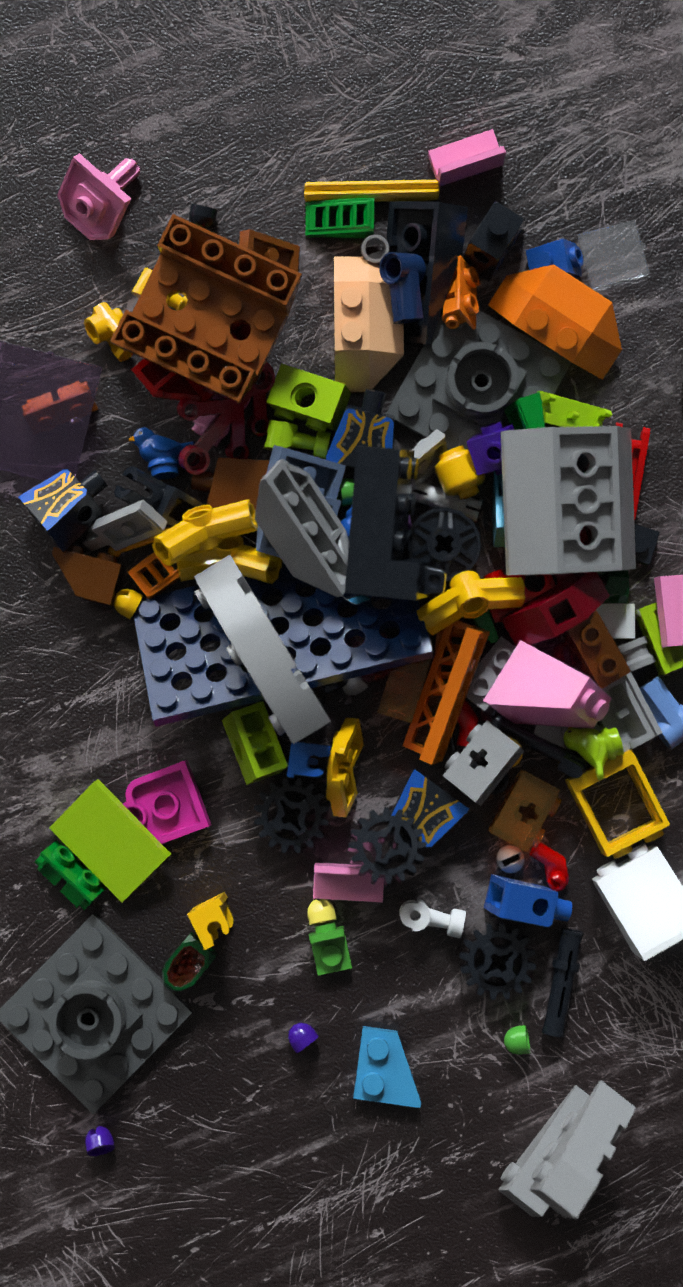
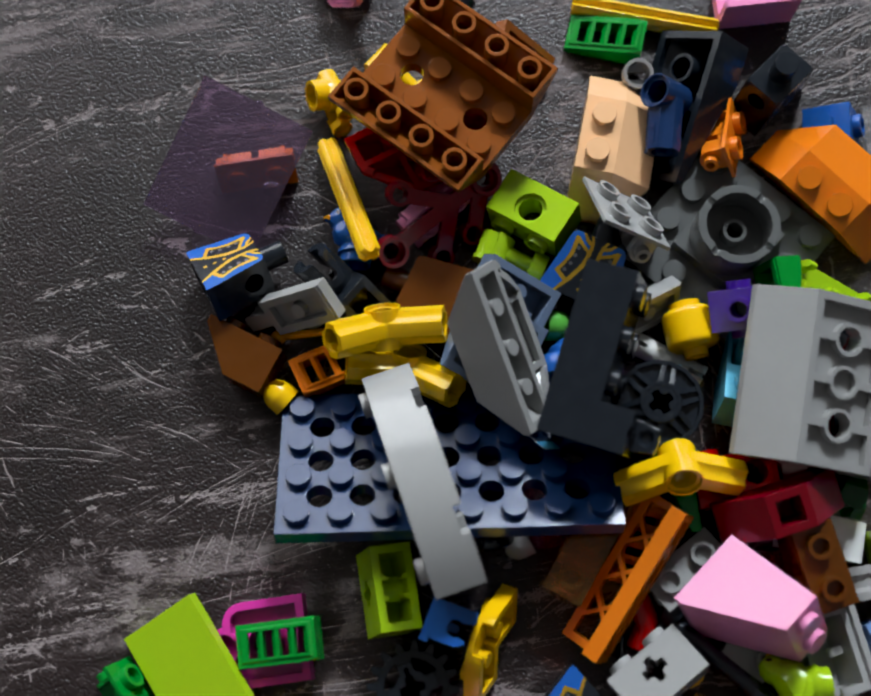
camera: 10 degrees right, 10 degrees down
(146, 419) = (348, 199): none -> yellow axle
(202, 795) = (312, 641): none -> green slope
(388, 387) = (632, 217): none -> light grey hinge

